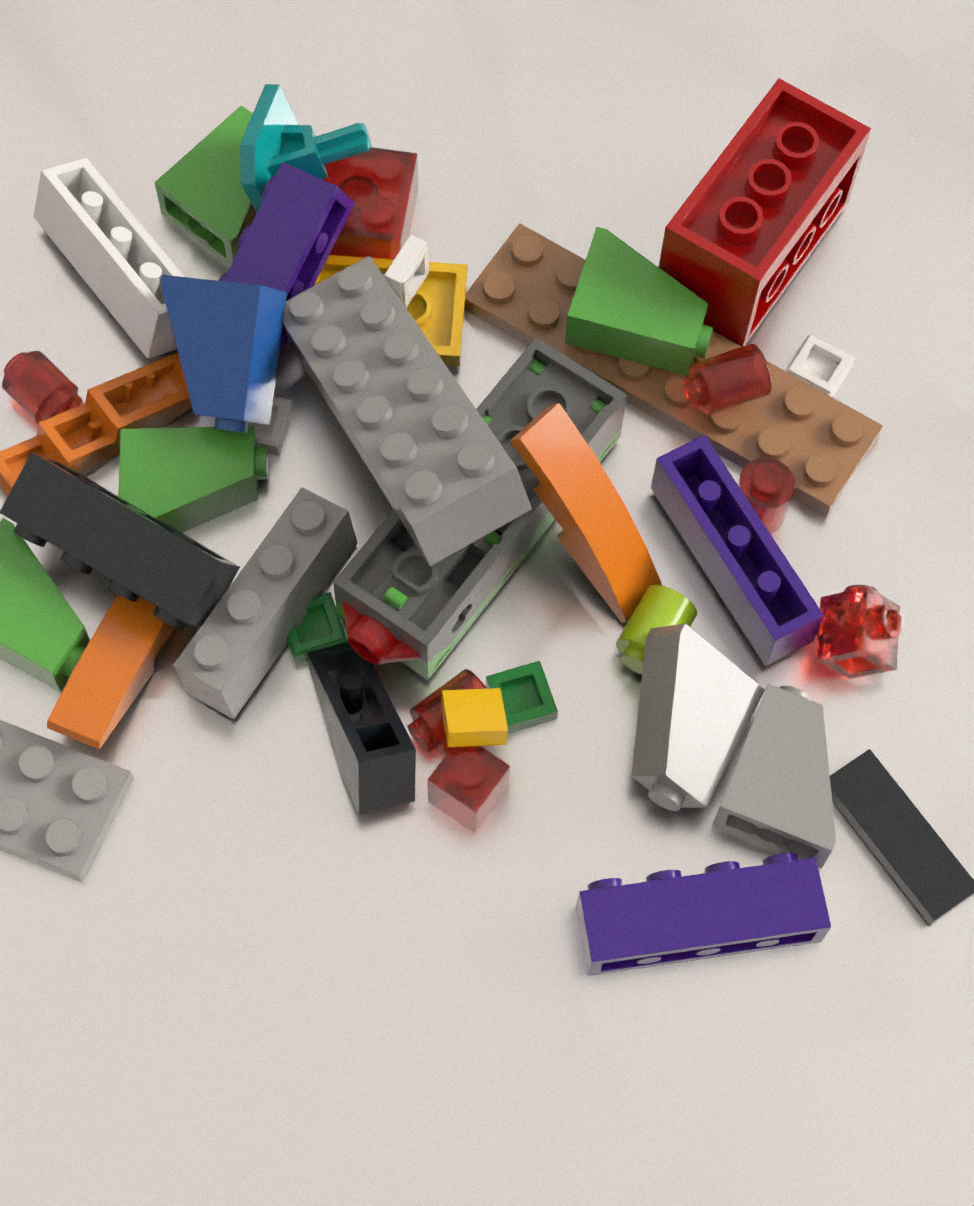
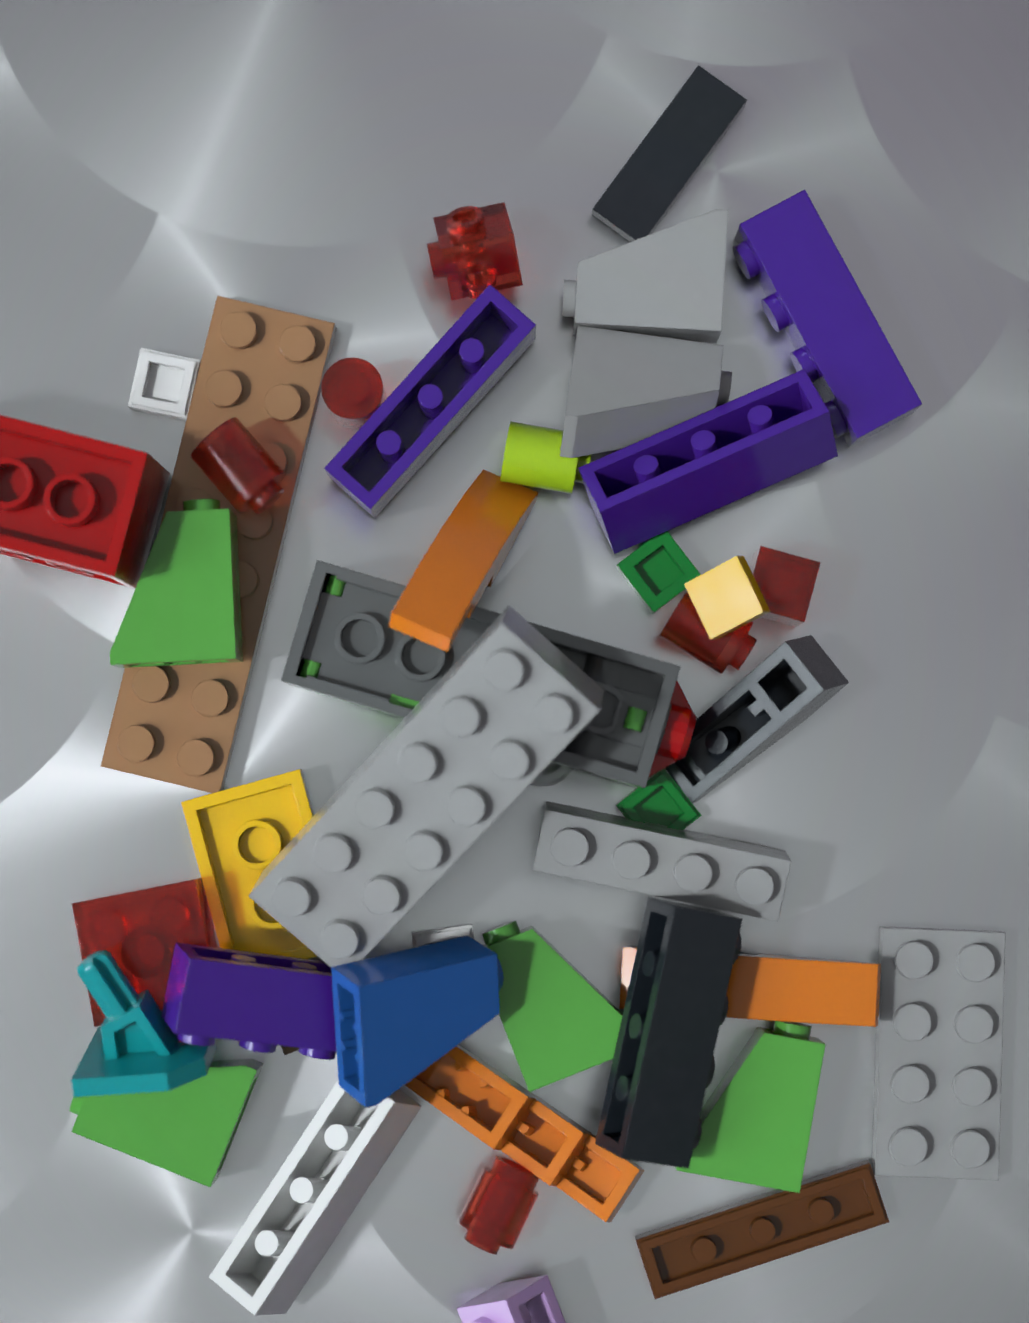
camera: 105 degrees left, 20 degrees up
(409, 269) = (230, 857): white tile -> none
(603, 760) = (709, 461): none -> dark purple brick

